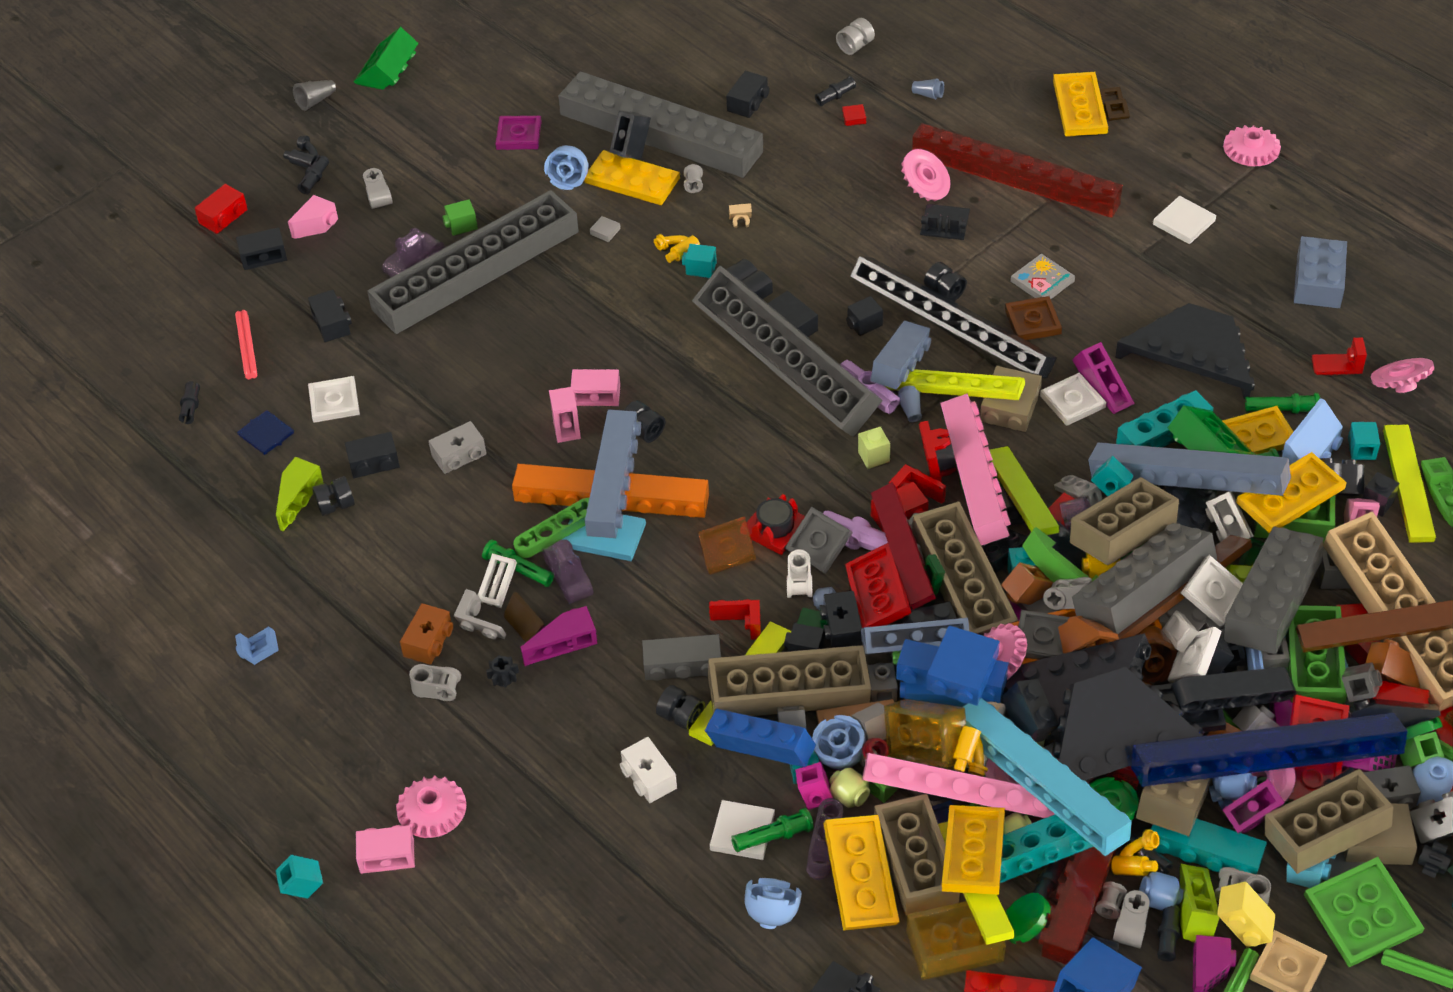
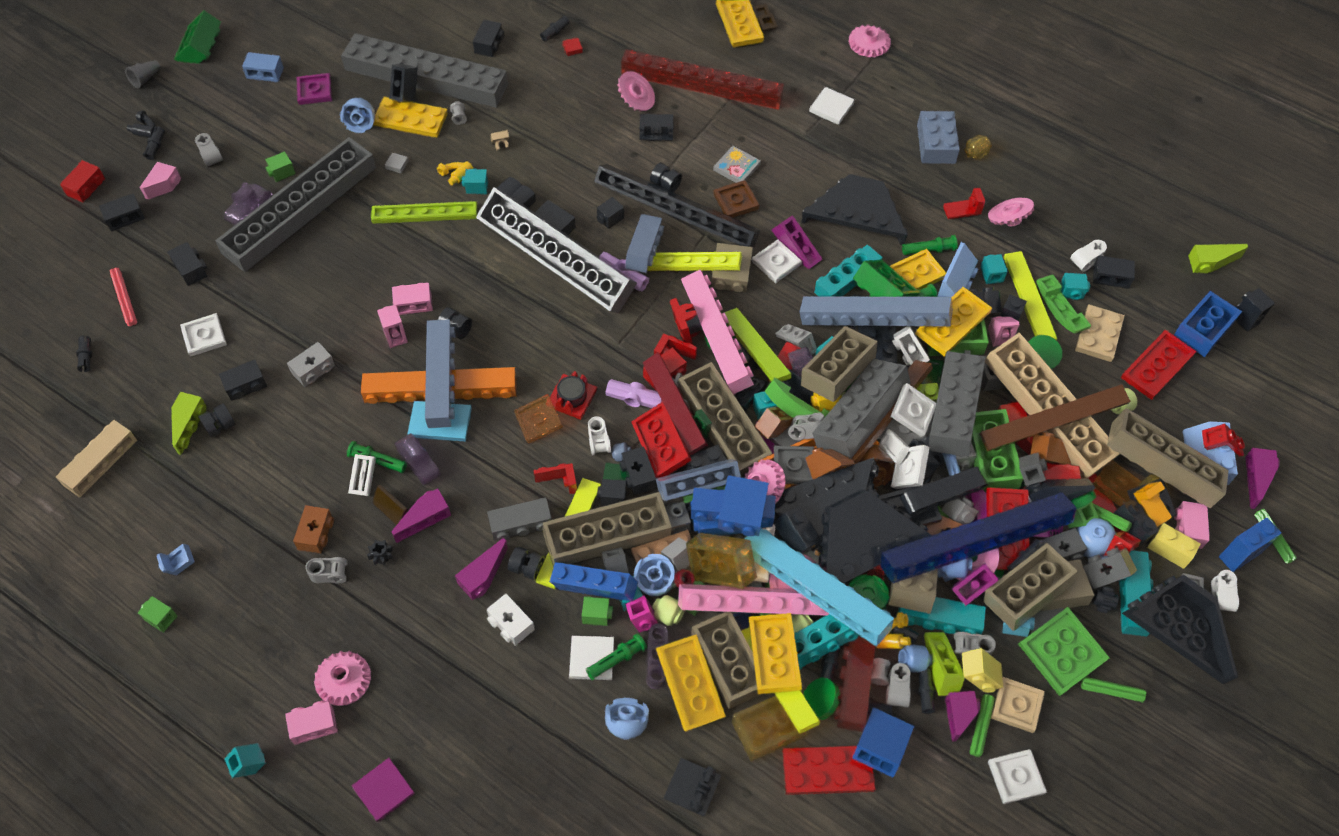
camera: 15 degrees left, 10 degrees up
(184, 520) = (96, 458): none -> tan brick
(225, 702) = (157, 614): none -> bright green brick
(265, 432) = (152, 370): clear blue piece -> none
(457, 938) = (383, 790): none -> magenta tile
(460, 100) = (263, 67): none -> medium blue brick
(470, 607) = (343, 503): light grey bracket -> none
(551, 524) = (399, 420): bright green beam -> none
(623, 710) = (479, 574): none -> magenta slope
(629, 290) = (424, 212): none -> lime tile
(758, 776) = (596, 611): none -> bright green brick
(820, 539) = (608, 404): dark grey tile -> none
(874, 447) = (636, 321): yellowish green brick -> none
(910, 402) = (657, 280): sand blue cone -> none
(929, 88) = (625, 19): sand blue cone -> none
(967, 748) = (758, 573): yellow plant -> none
(1111, 476) = (820, 325): teal brick -> none
(1373, 290) = (977, 147): none -> clear yellow head
(1417, 548) = (1047, 349): none -> green tile

